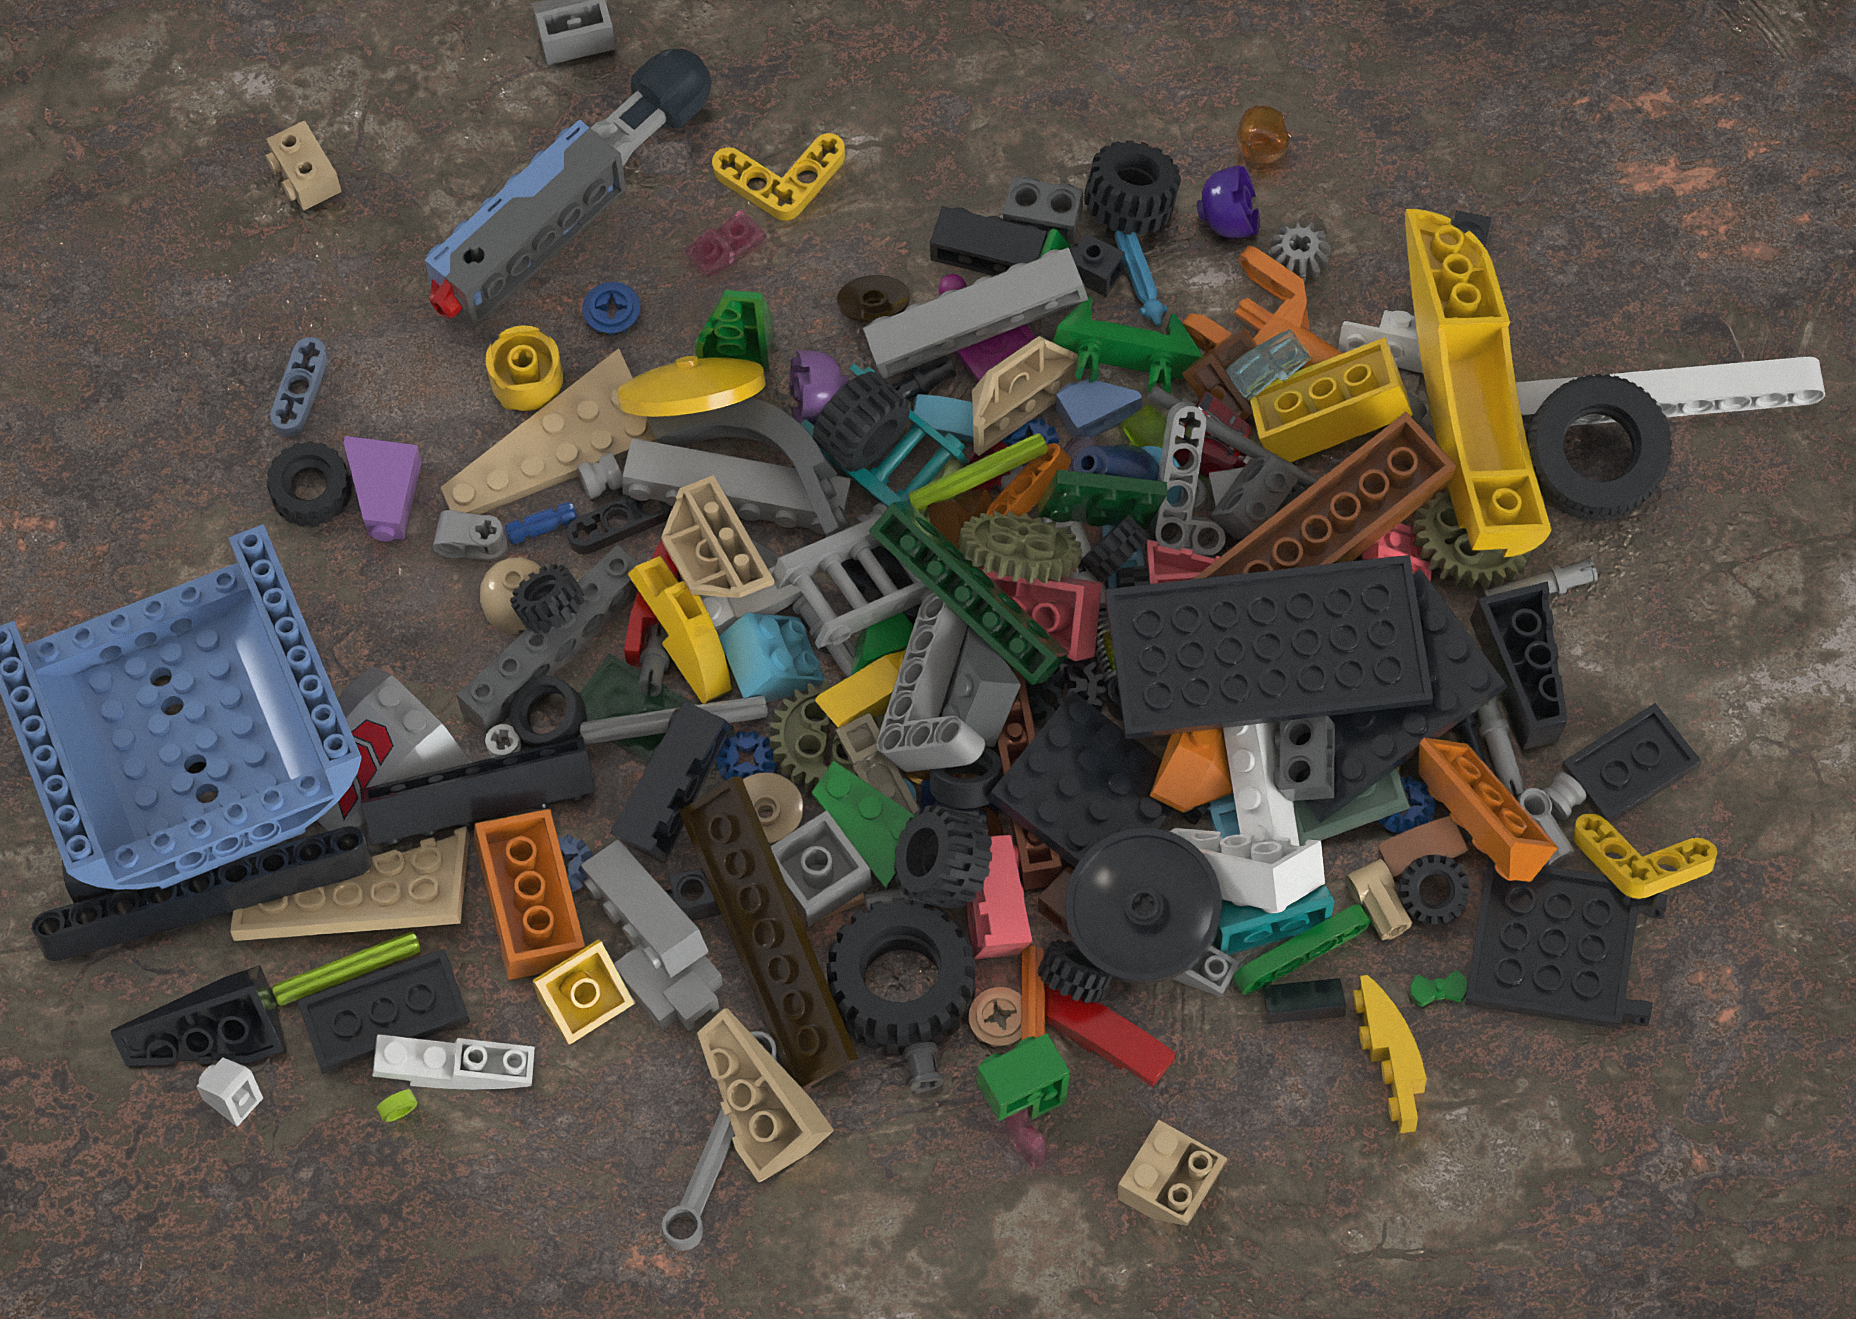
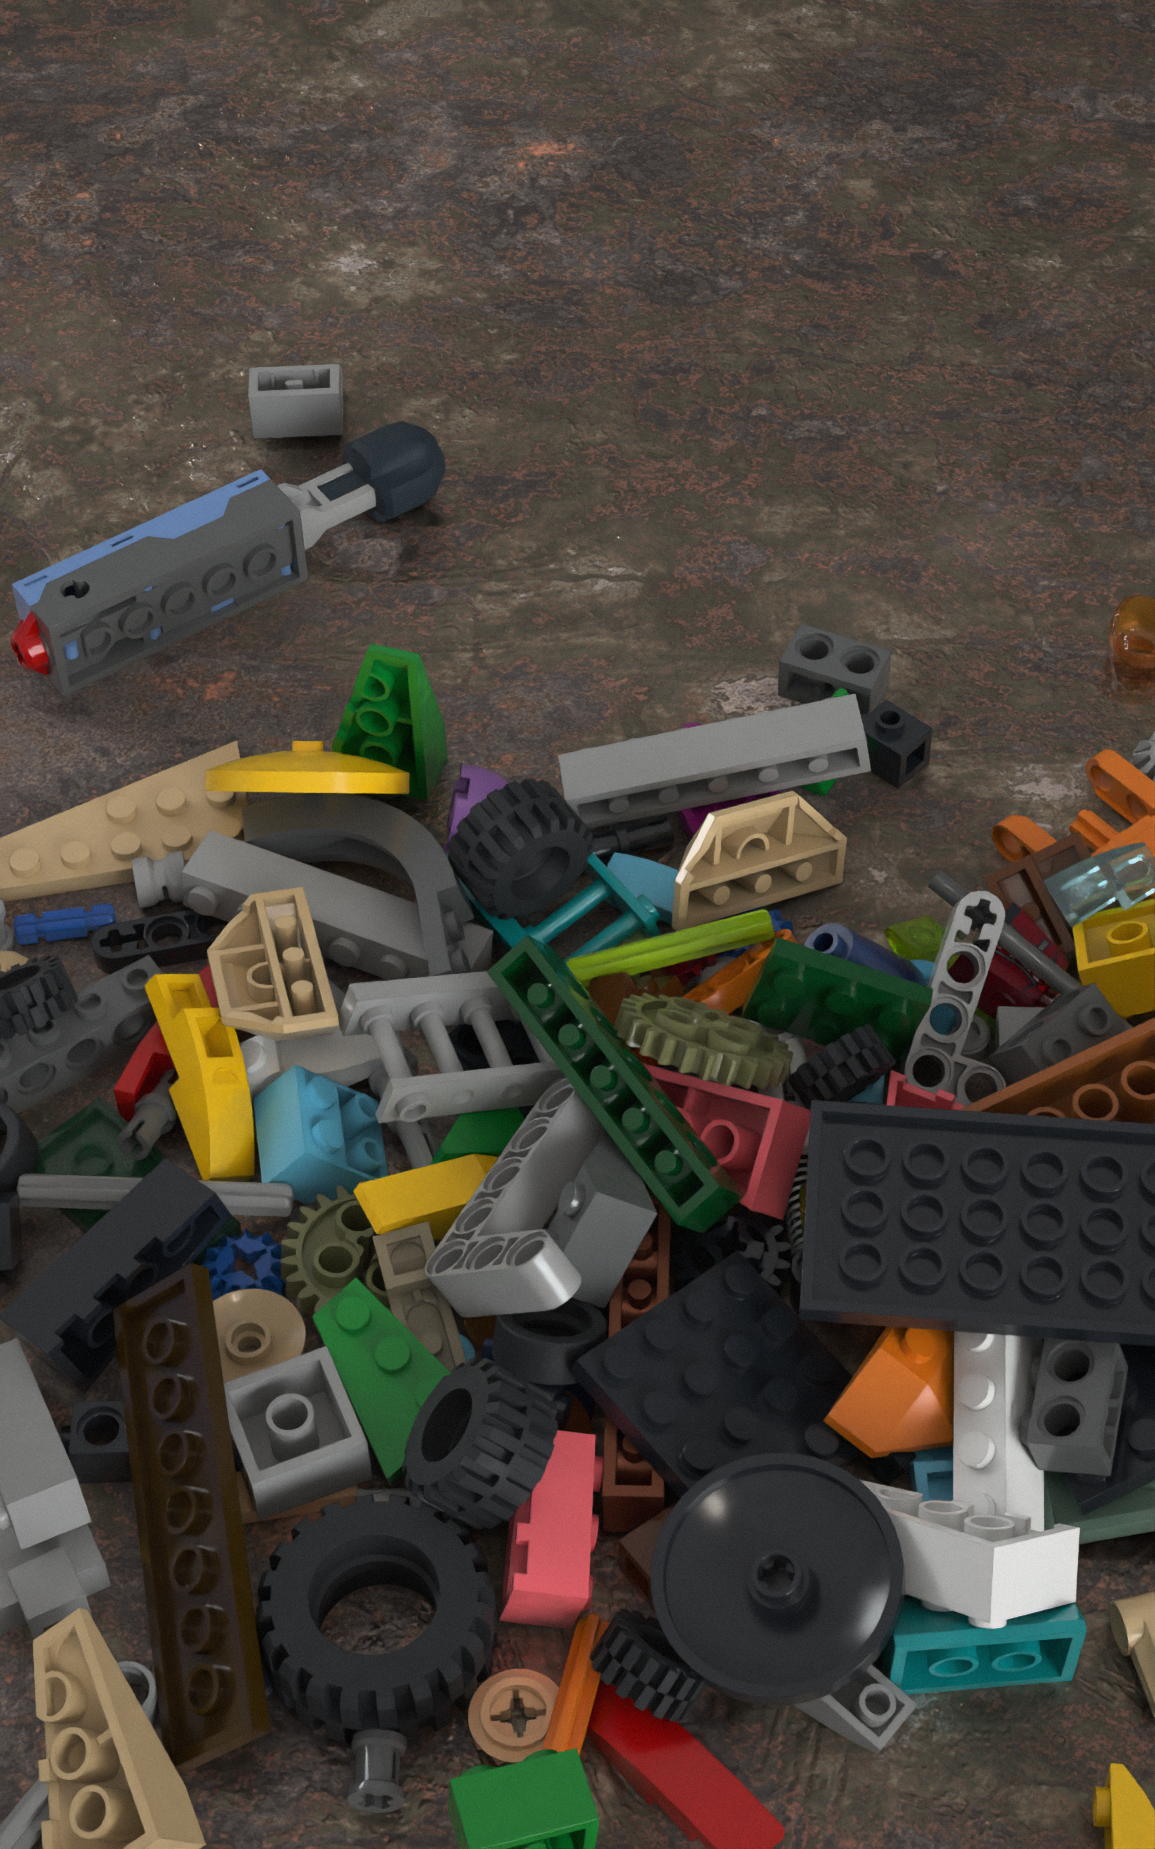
camera: 10 degrees right, 15 degrees down
(524, 368) = (103, 738): yellow brick -> none
(600, 298) = (231, 688): blue gear -> none
(727, 245) = (434, 641): clear pink slope -> none
(788, 185) = (563, 578): yellow beam -> none
(872, 298) = (581, 730): dark brown dish -> none
(983, 242) = (727, 685): black brick -> none
(1095, 406) = (856, 901): medium blue slope -> none
(1127, 347) = (909, 835): green hose -> none
(1132, 187) = (957, 659): black tyre -> none
(1140, 277) = (946, 756): dark azure wheel -> none
(1229, 204) = (1085, 699): dark purple cylinder -> none
(1301, 949) = (1020, 1705): green beam -> none
(1304, 1000) = (1012, 1790): black slope -> none

